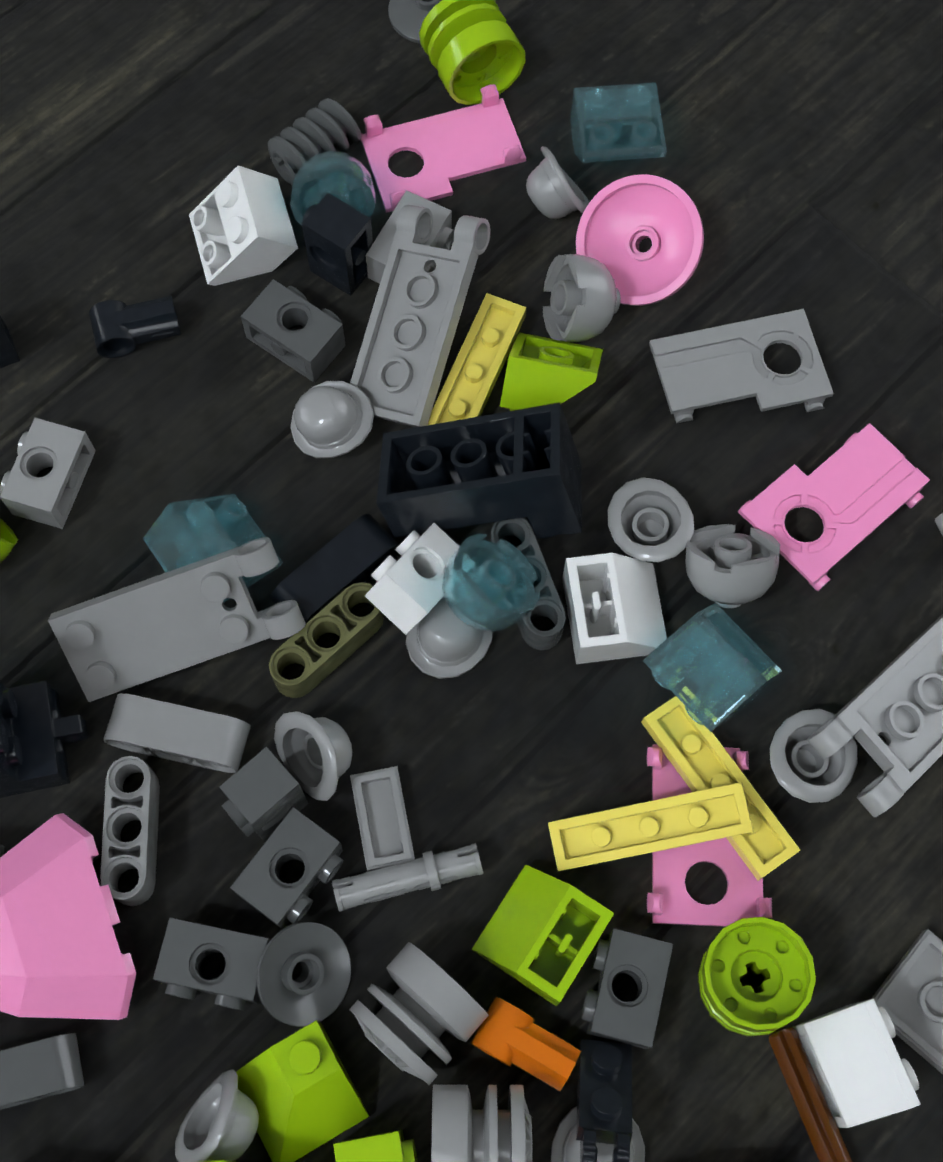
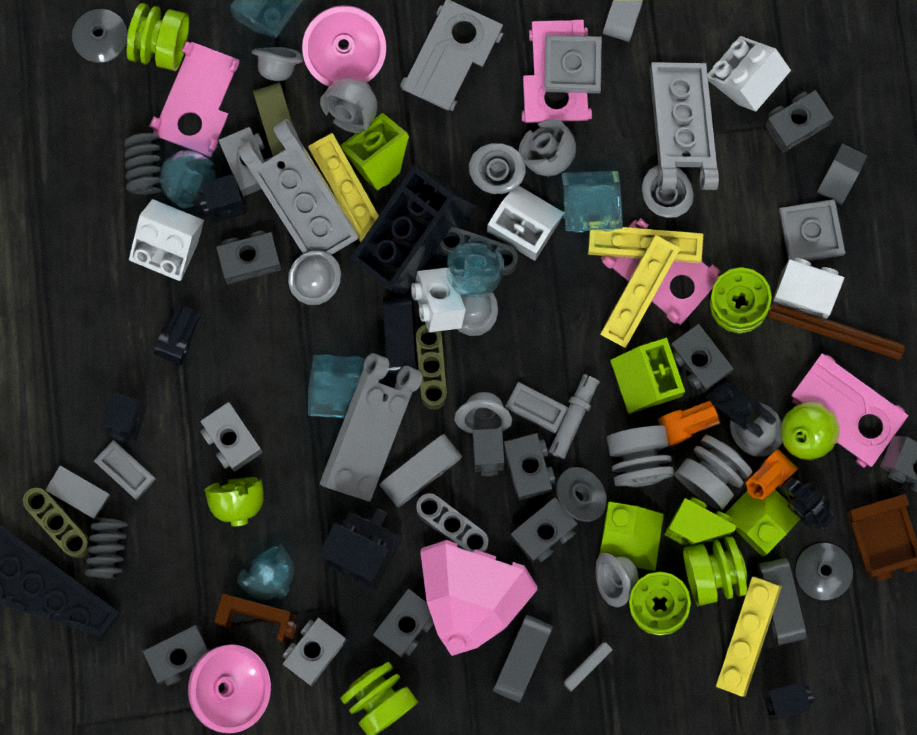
camera: 50 degrees left, 10 degrees up
(508, 223) = (272, 111): none -> olive beam
(864, 508) = (572, 64): none -> light grey tile

